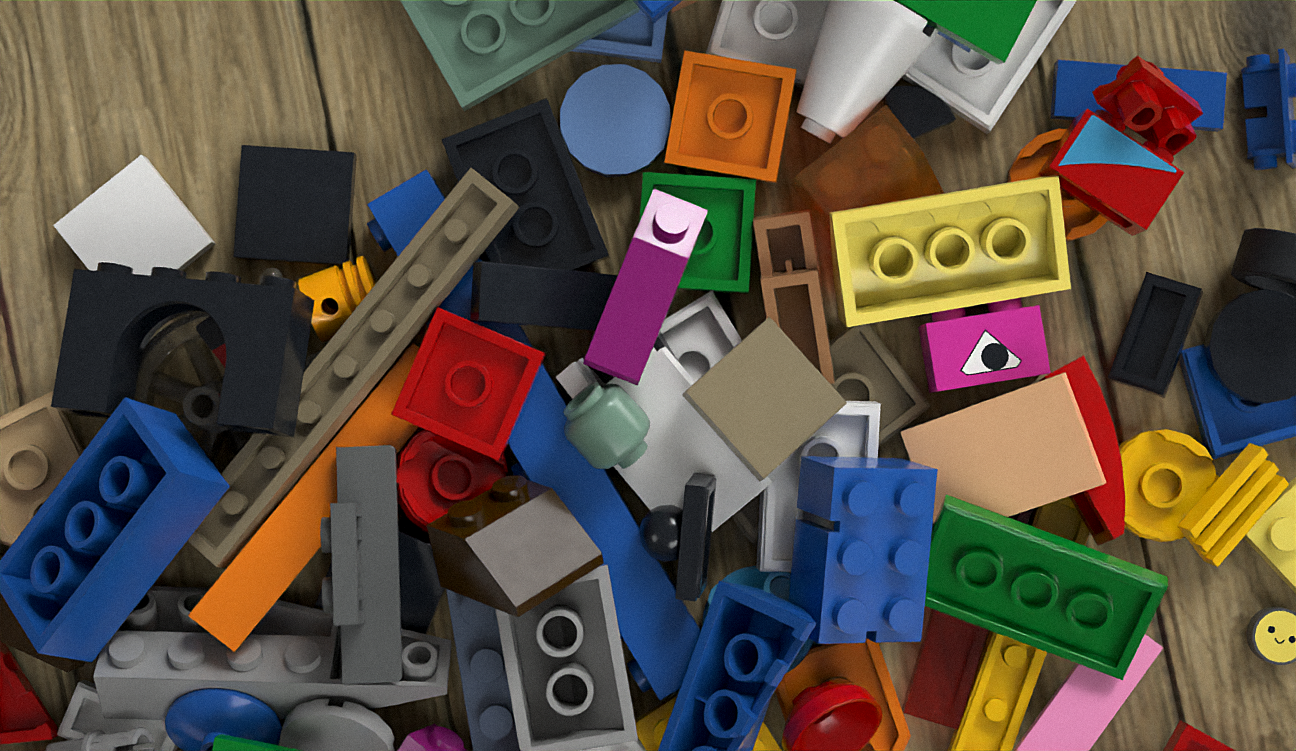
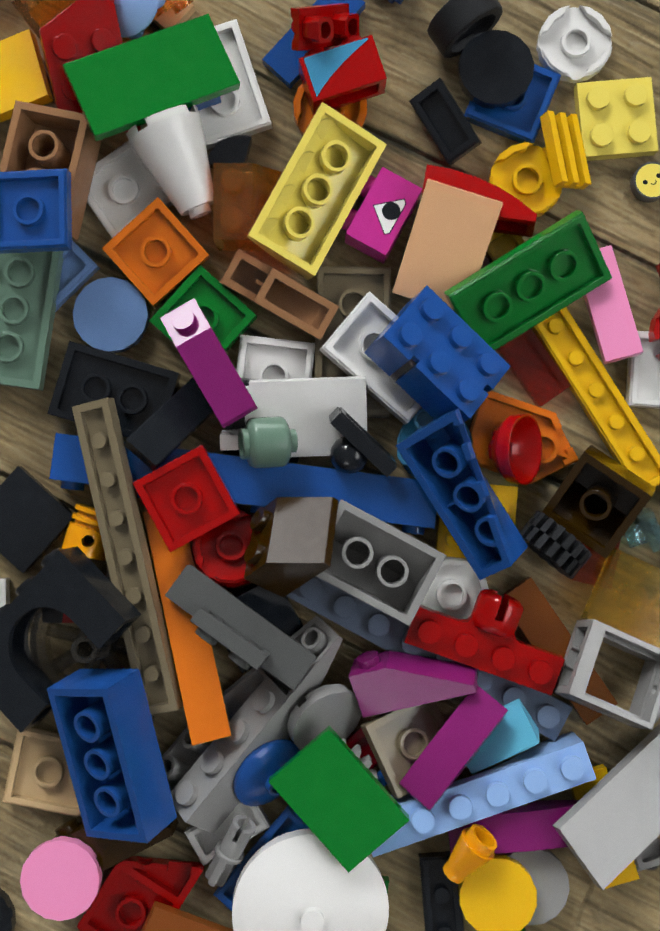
camera: 60 degrees left, 0 degrees up
(764, 399) = (318, 348): dark tan tile -> none

